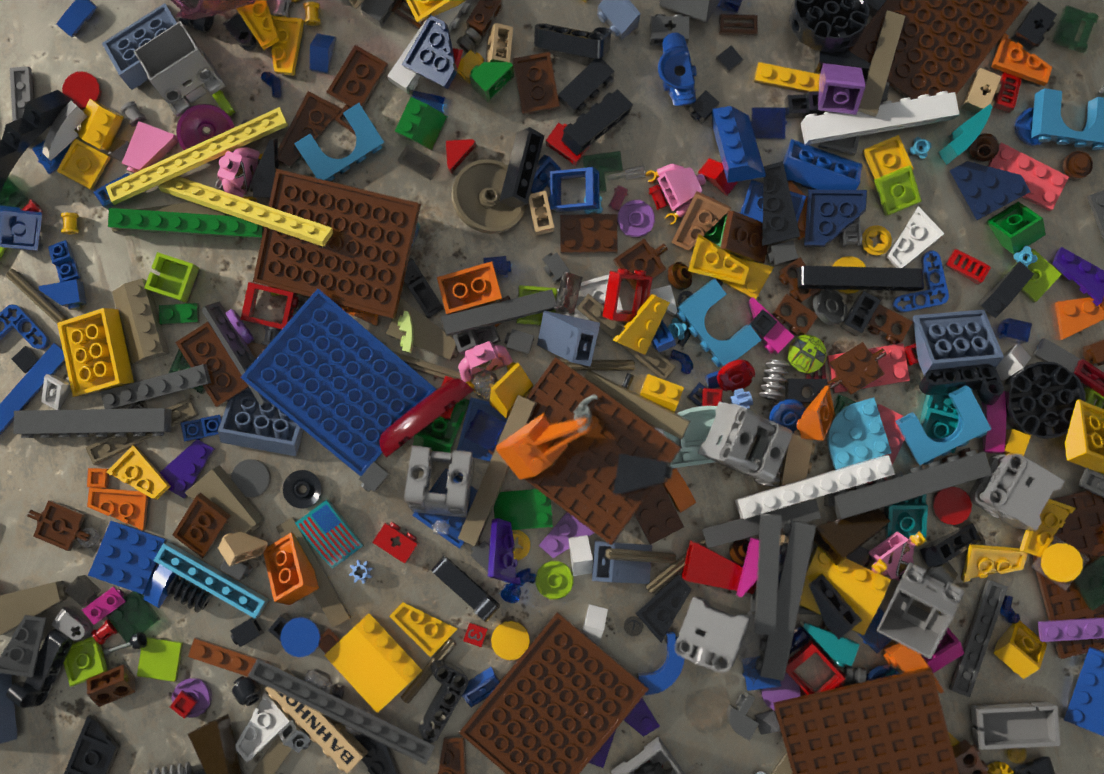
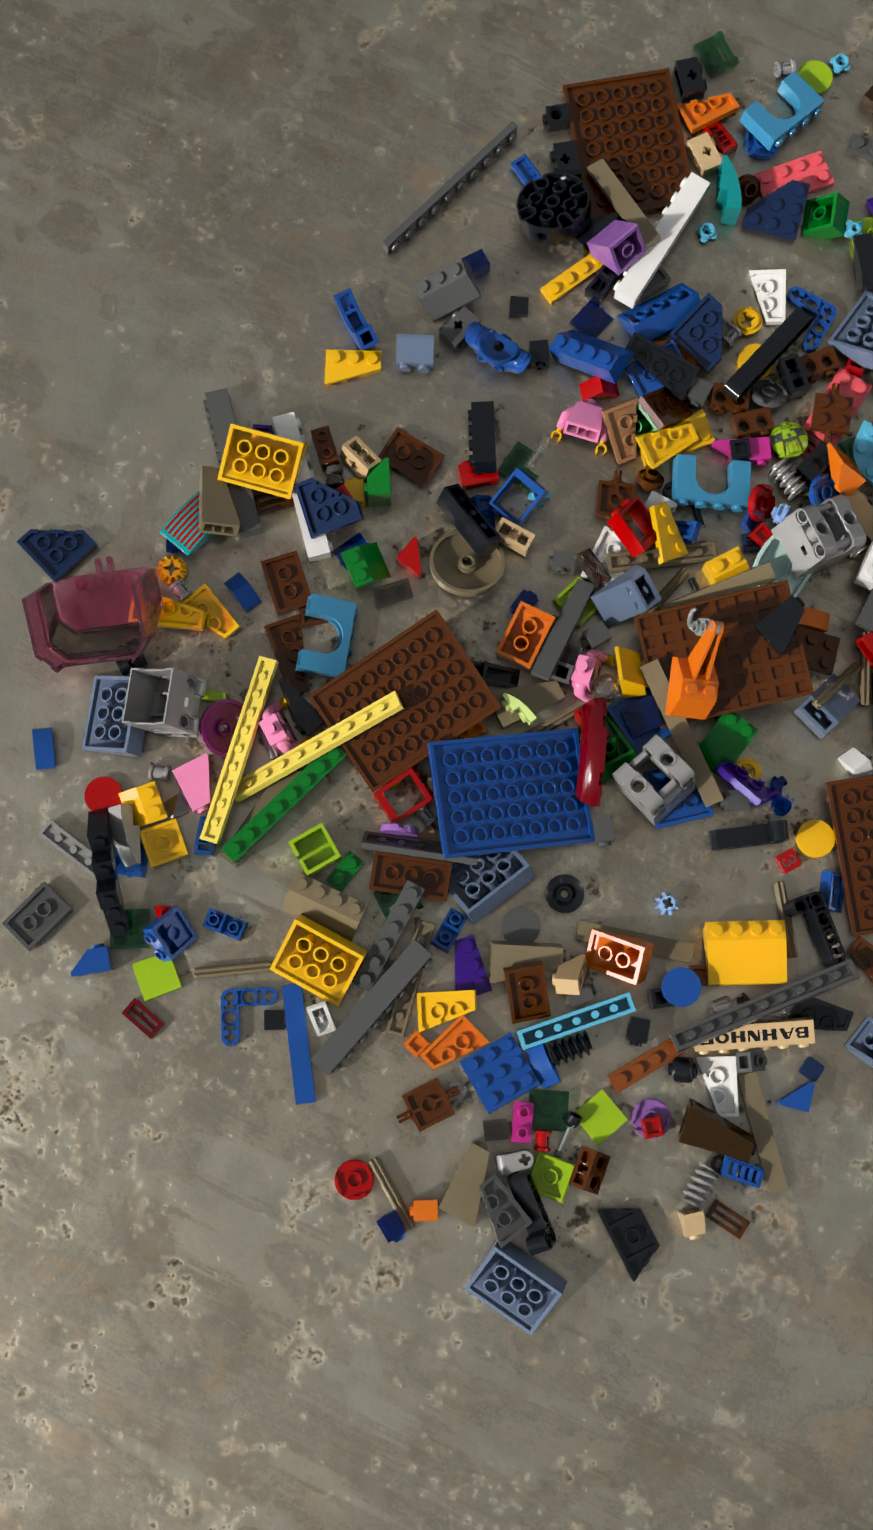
camera: 50 degrees left, 5 degrees down
(66, 293) = (252, 943): blue slope -> none
(69, 223) = (200, 893): yellow bush -> none
(240, 31) = (168, 637): black piece -> none
(274, 82) = (231, 647): clear blue arm -> none
(312, 13) = (206, 573): yellow bush -> none
(329, 534) = (617, 902): slope -> none
(385, 541) = (659, 865): red brick -> none
(422, 628) = (752, 895): yellow wing -> none
(440, 527) = (687, 813): clear plate -> none
(554, 580) = (797, 767): lime tile -> none
(557, 539) = (771, 724): medium lavender wing -> none
(573, 41) = (404, 403): black beam -> none
(580, 555) = (797, 730): white slope -> none
(586, 86) = (447, 422): black brick -> none
(588, 233) = (558, 517): reddish brown plate -> none
(618, 197) = (551, 473): clear pink pin -> none
(636, 218) = (577, 474): medium lavender tile -> none
(658, 197) = (576, 444): red pin -> none
(677, 328) = (689, 510): medium azure plate -> none
(686, 362) = (715, 530): clear blue arm -> none
(722, 24) = (493, 293): reddish brown tile -> none
(886, 157) = (695, 261): yellow plate -> none
(897, 190) = (724, 274): lime tile -> none
(970, 261) = (830, 266): red slope -> none
(1078, 165) = (817, 137): reddish brown plate -> none

